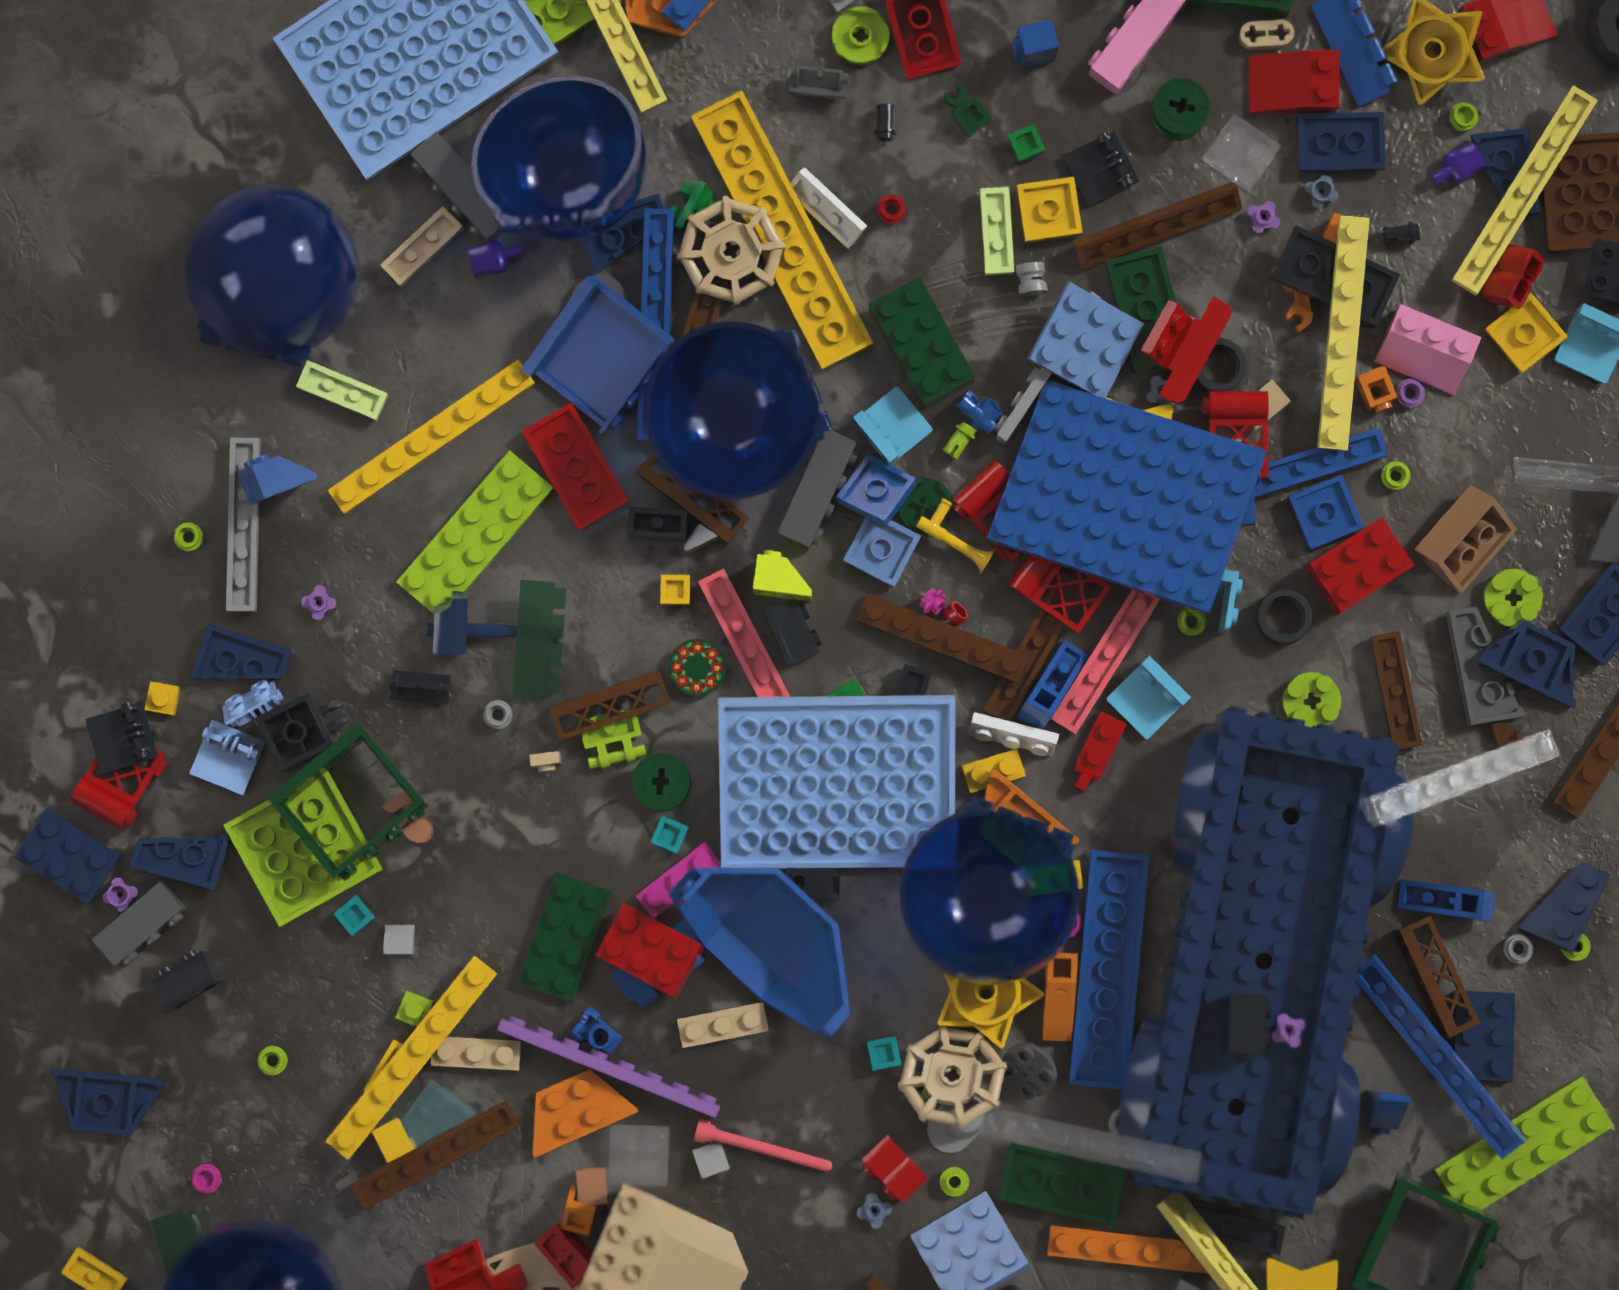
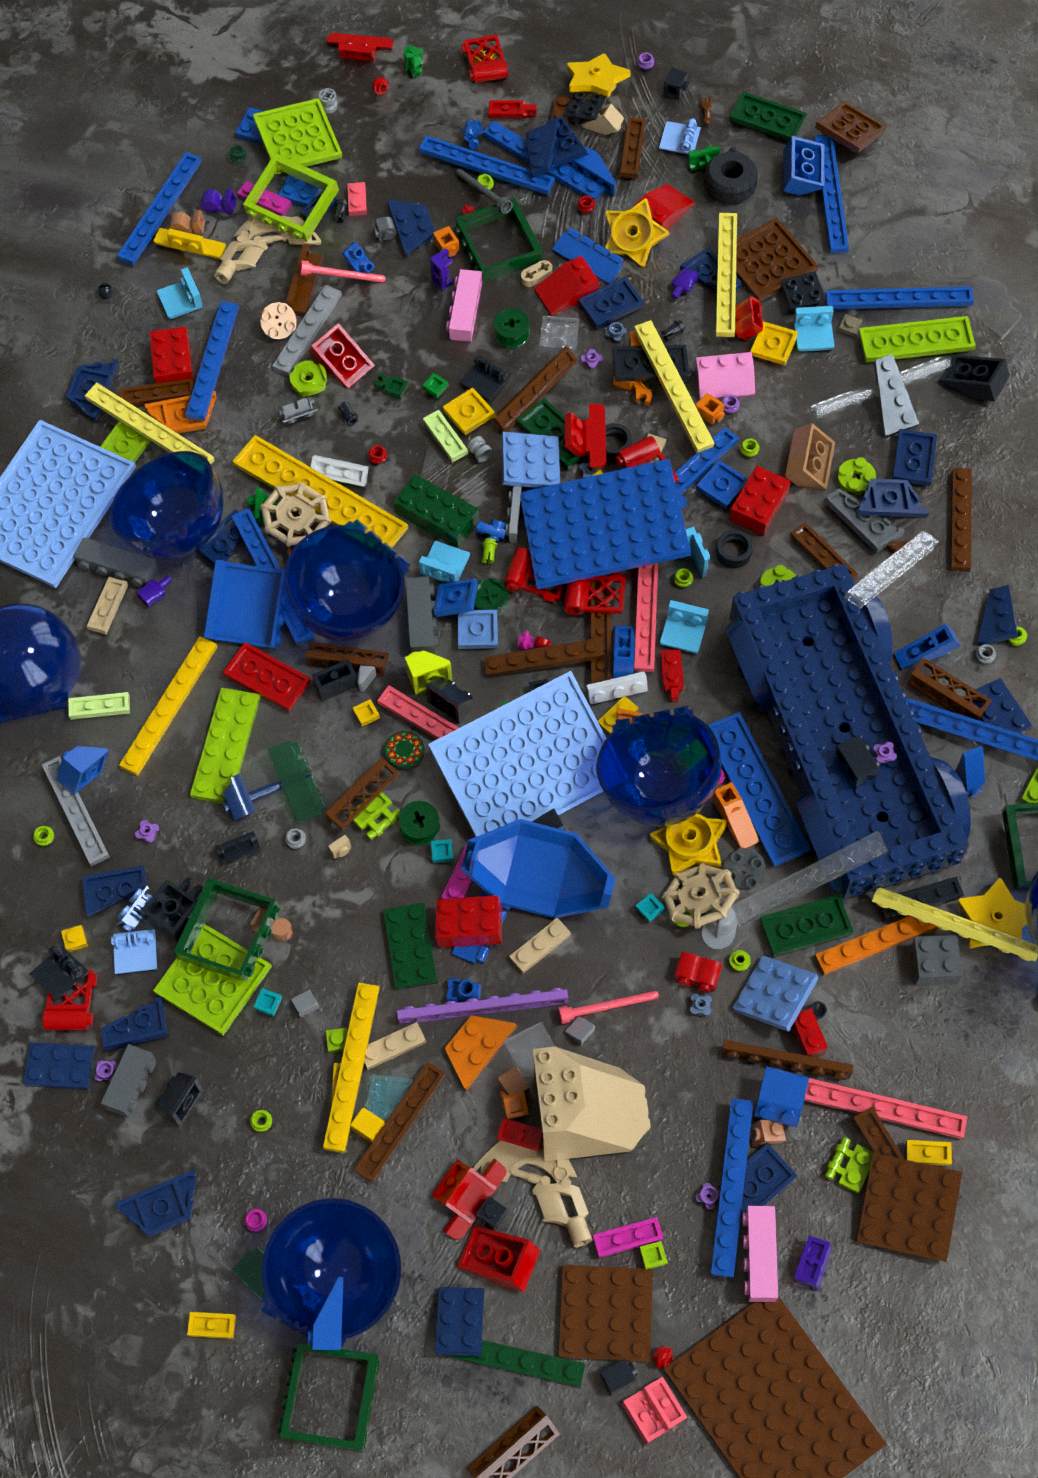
camera: 25 degrees left, 20 degrees down
(933, 528) = (500, 601): yellow piece -> none
(1035, 44) = (411, 331): blue brick -> none
(1463, 116) = (670, 260): lime plate -> none

